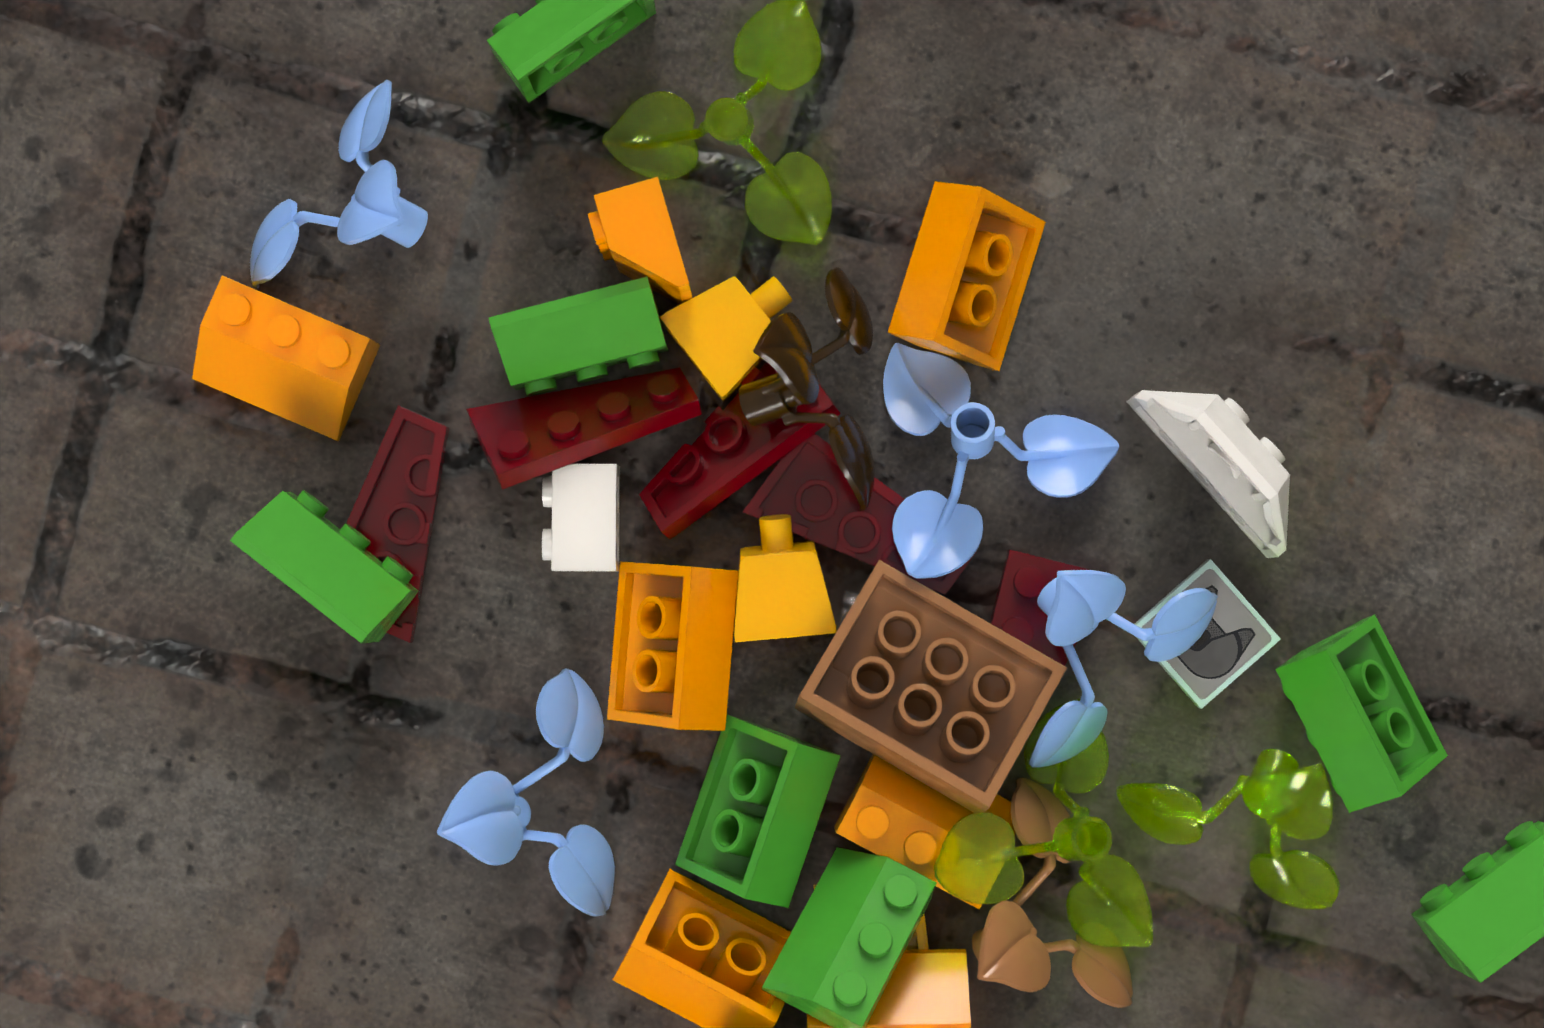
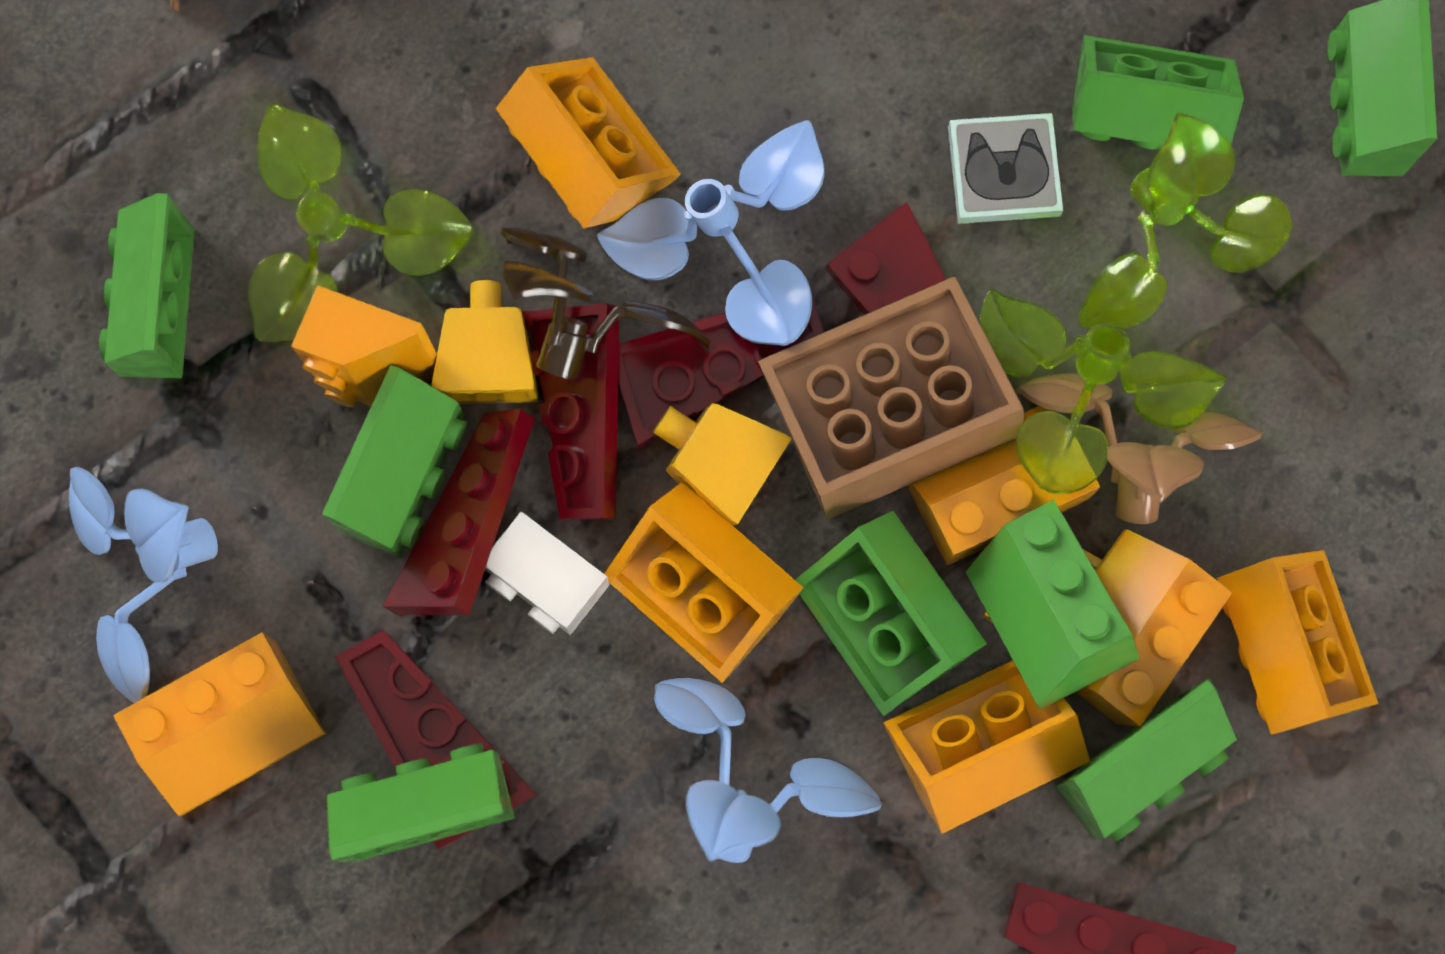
camera: 50 degrees left, 10 degrees down
(1074, 608) = (914, 206): light blue plant -> none
(1225, 459) = (880, 54): white wedge -> none

